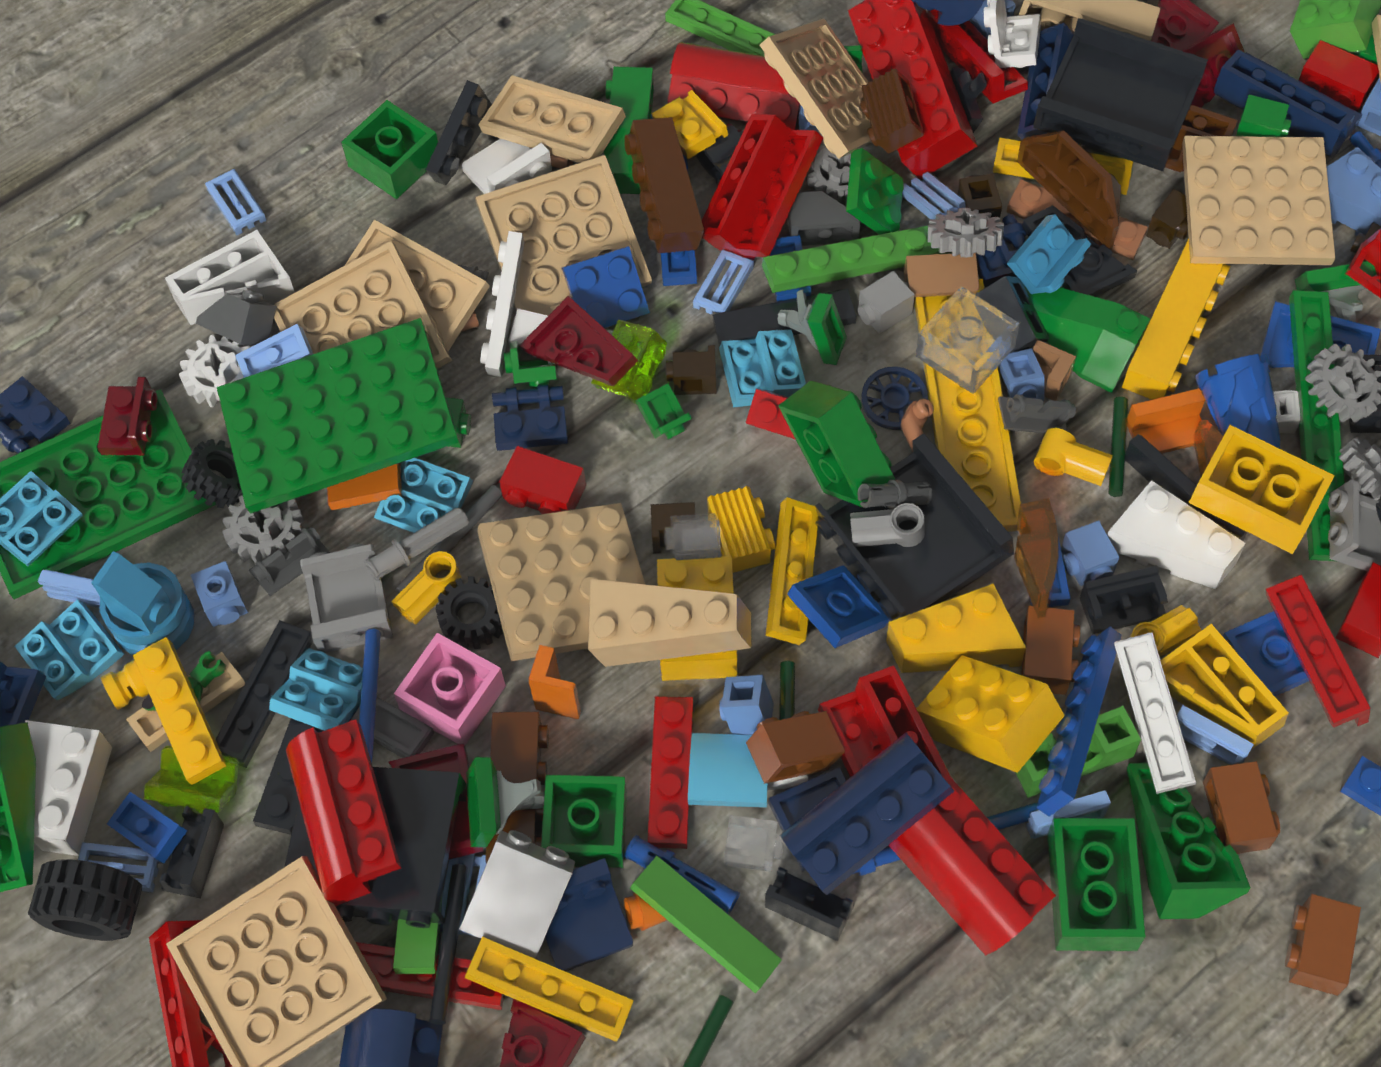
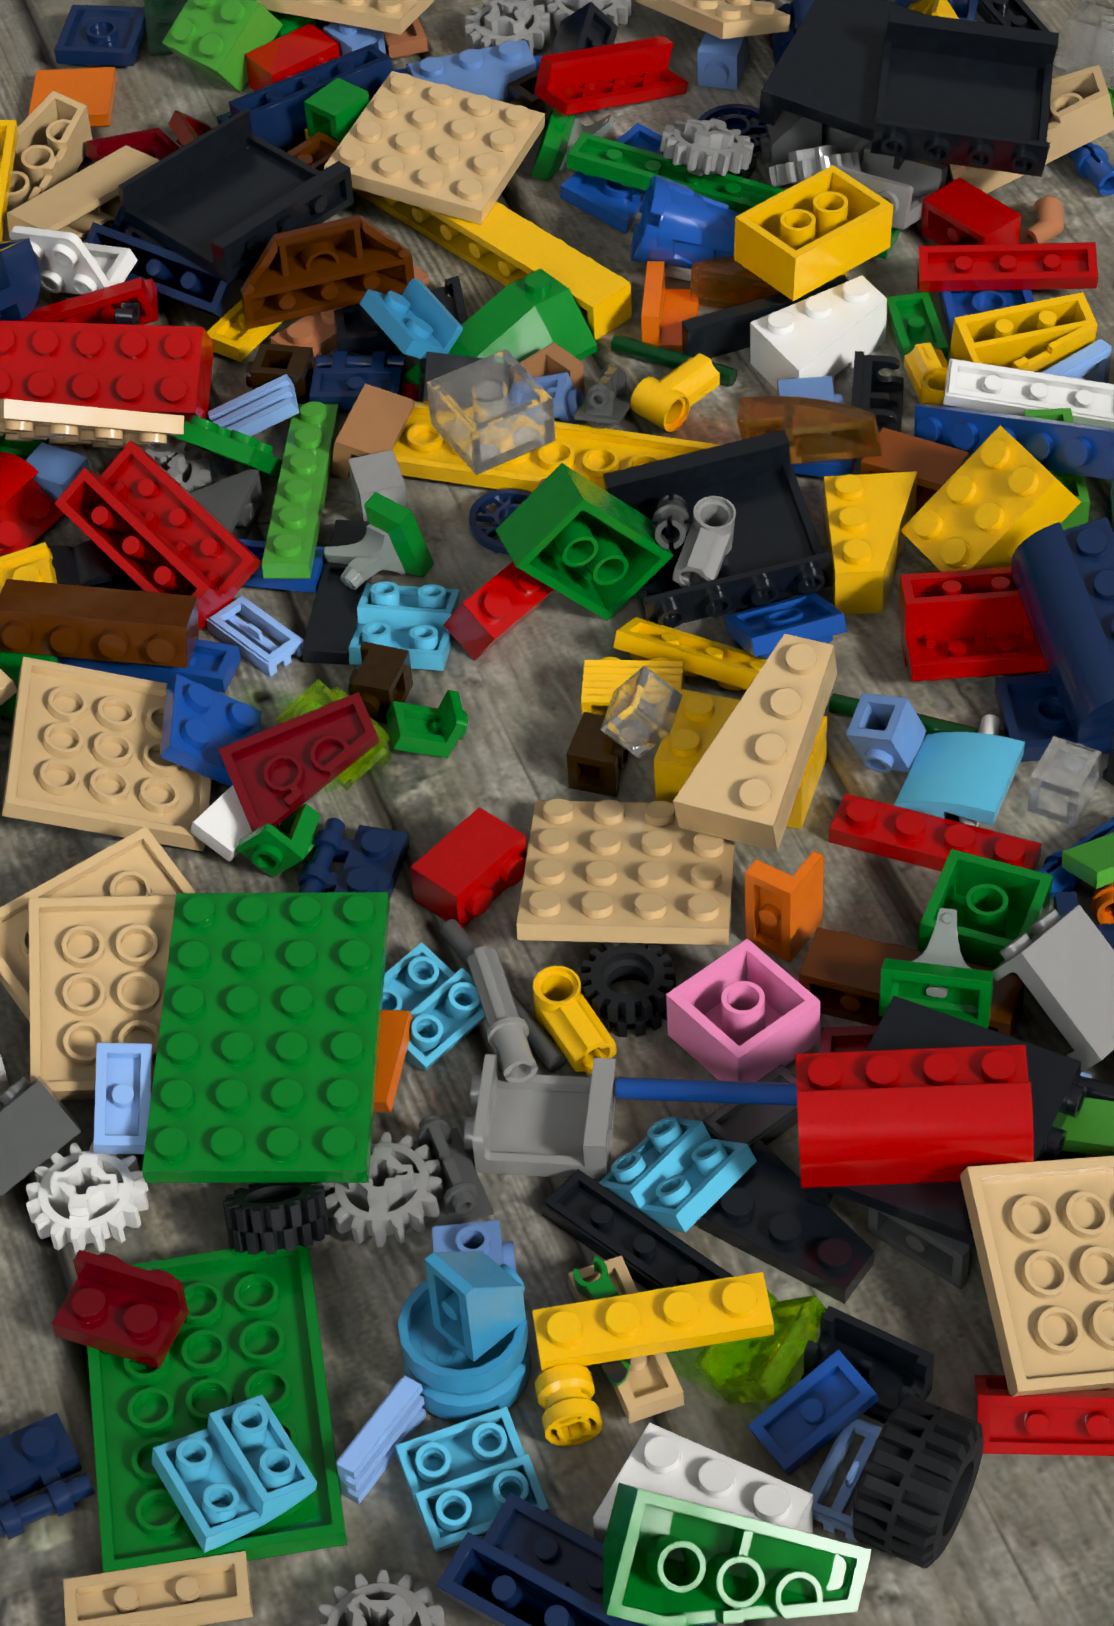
camera: 70 degrees left, 15 degrees down
(505, 289) = (181, 827): white plate -> none
(794, 746) = (960, 698): dark orange brick -> none
(891, 111) = (133, 380): reddish brown brick -> none
(965, 232) = (338, 377): light grey gear -> none
(1169, 221) = (408, 228): dark brown brick -> none
(1229, 602) = (914, 322): none -> green plate

